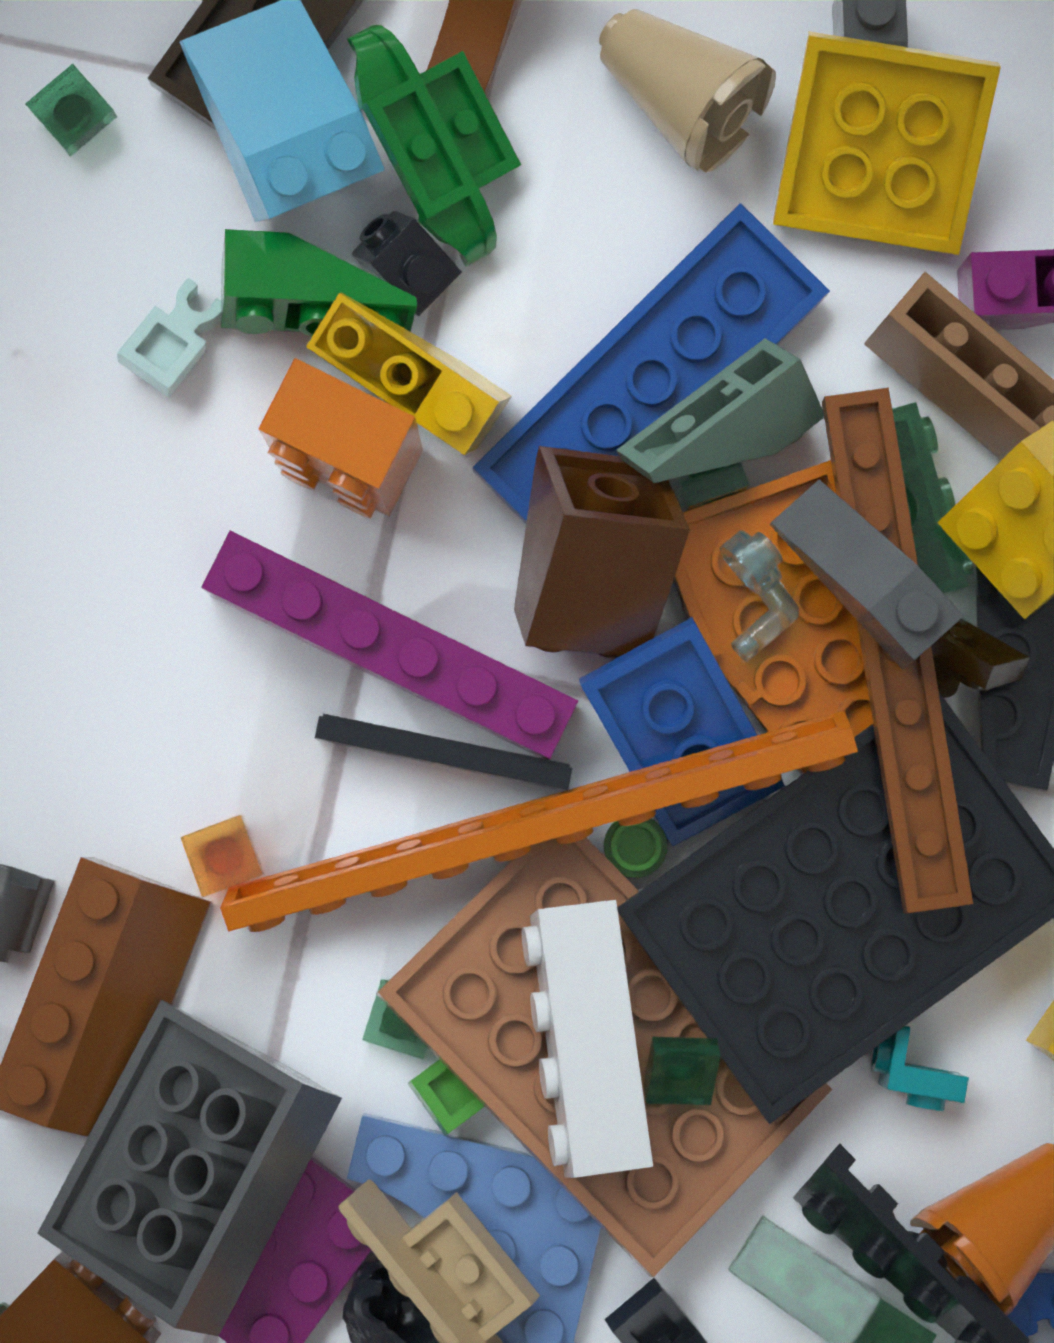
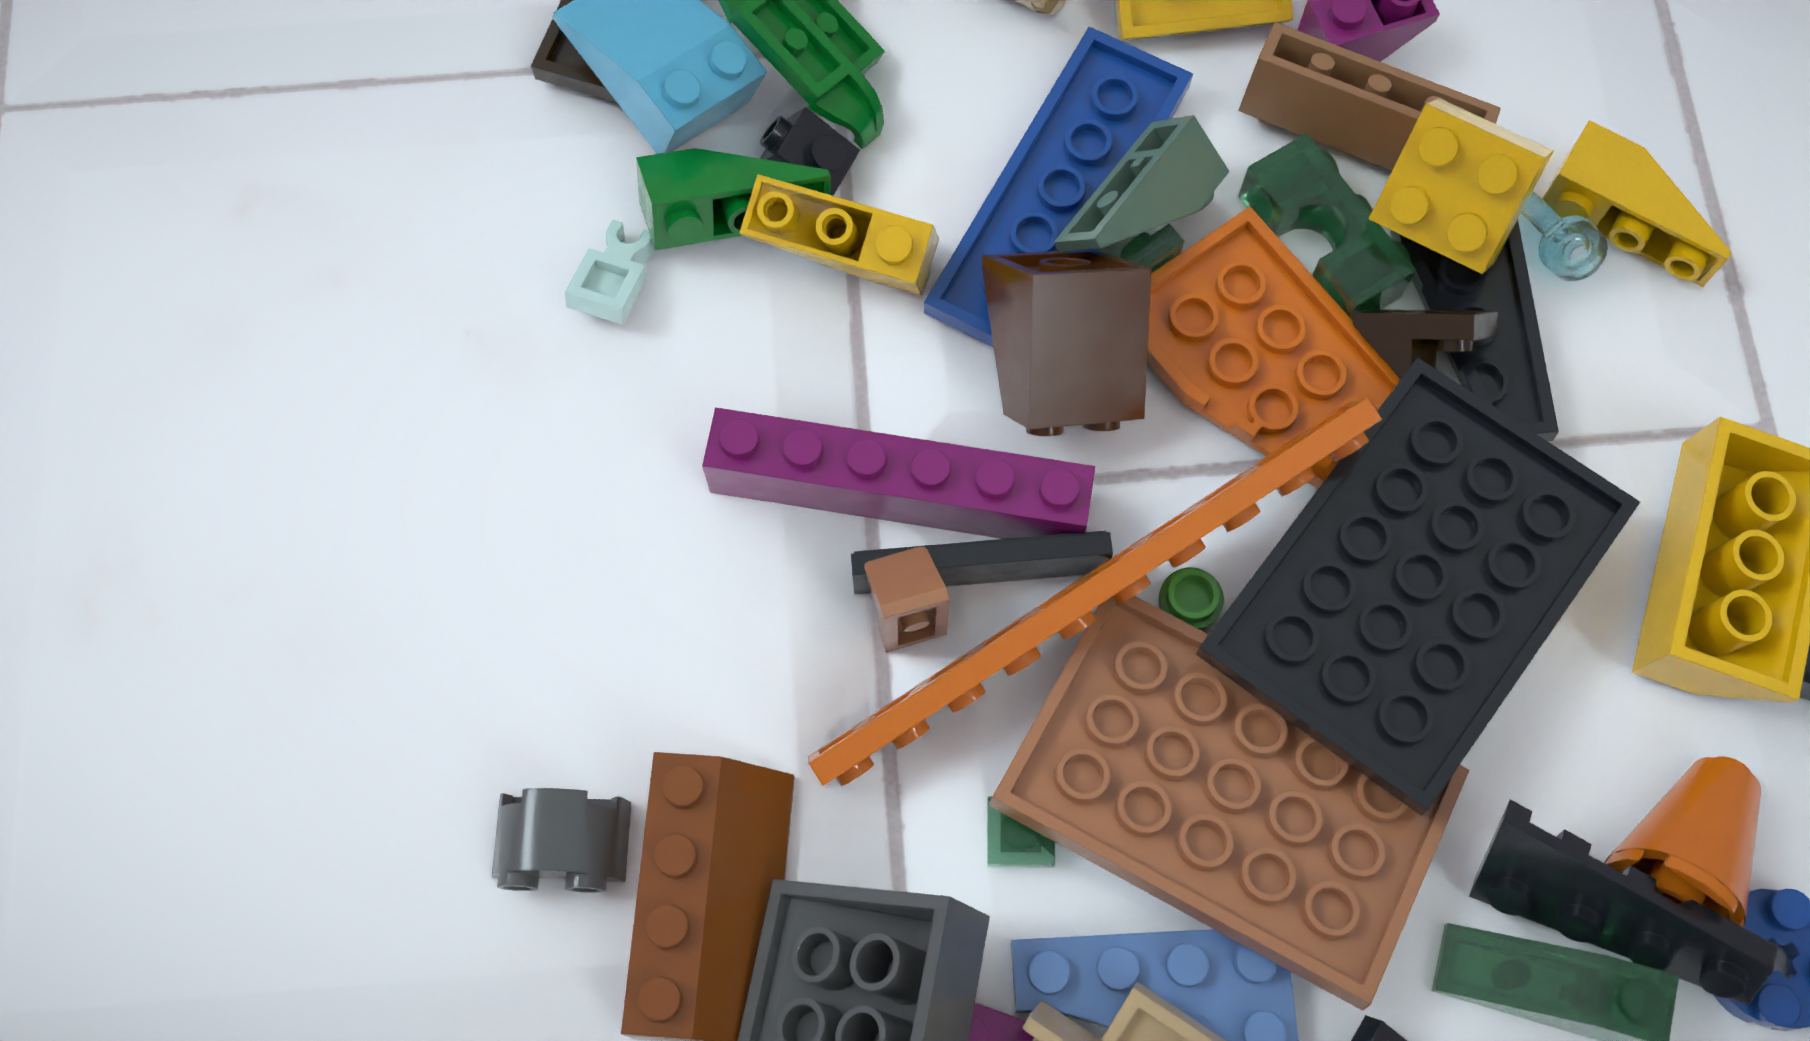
camera: 10 degrees left, 15 degrees down
(71, 110) = (468, 112): clear green plate -> none
(222, 855) = (793, 723): clear orange plate -> none
(341, 439) = (798, 291): orange brick -> none
(358, 768) = (908, 598): none -> nougat slope
(444, 1097) = (1091, 892): bright green plate -> none
(588, 1040) = (1221, 780): white brick -> none
(668, 705) = (1182, 447): blue plate -> none
(681, 1070) = (1322, 783): clear green plate -> none
(755, 564) = (1218, 307): clear light blue plate -> none
(867, 574) = (1334, 262): dark grey slope -> none
(904, 701) = (1384, 342): dark orange plate -> none
(924, 1085) = (1556, 738): teal bracket -> none

